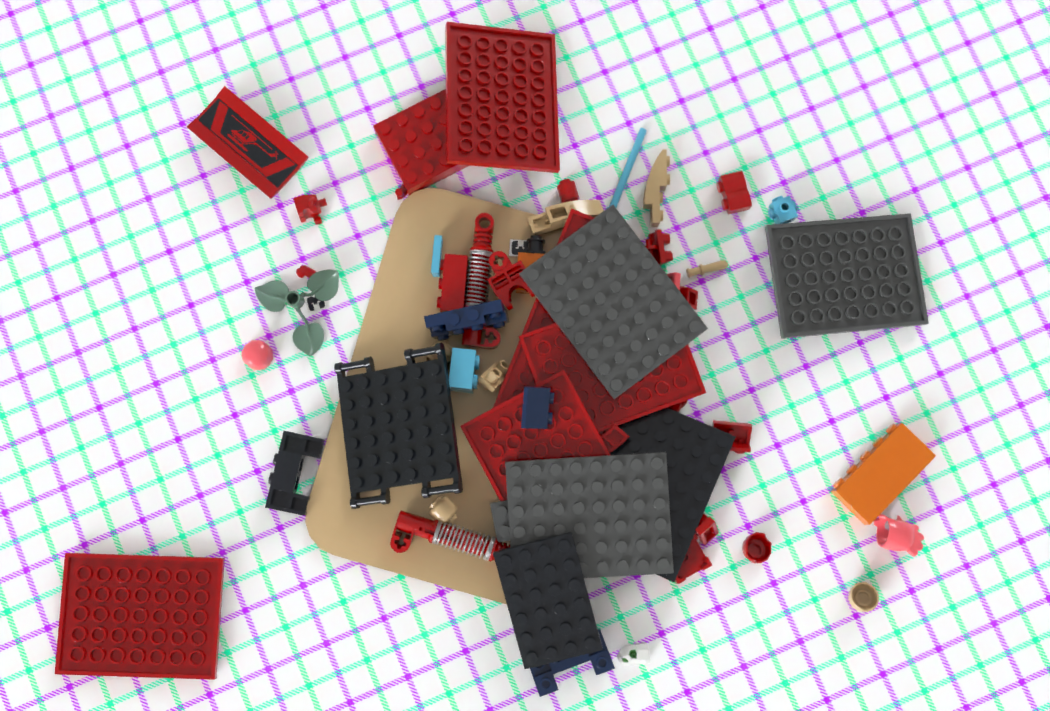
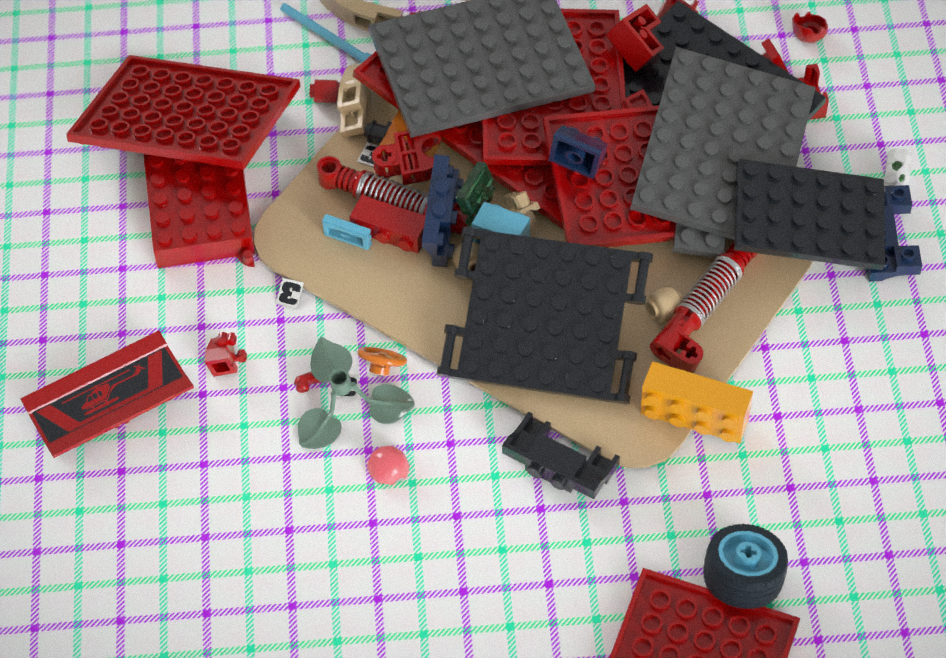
camera: 65 degrees left, 25 degrees down
(242, 646) = (745, 566): none -> black wheel
(335, 320) = (381, 359): none -> orange piece
(357, 560) = (696, 402): none -> light orange brick
(379, 233) = (289, 293): none -> sticker
(482, 340) = (475, 191): none -> clear green plate
(673, 414) = (634, 37): none -> red brick

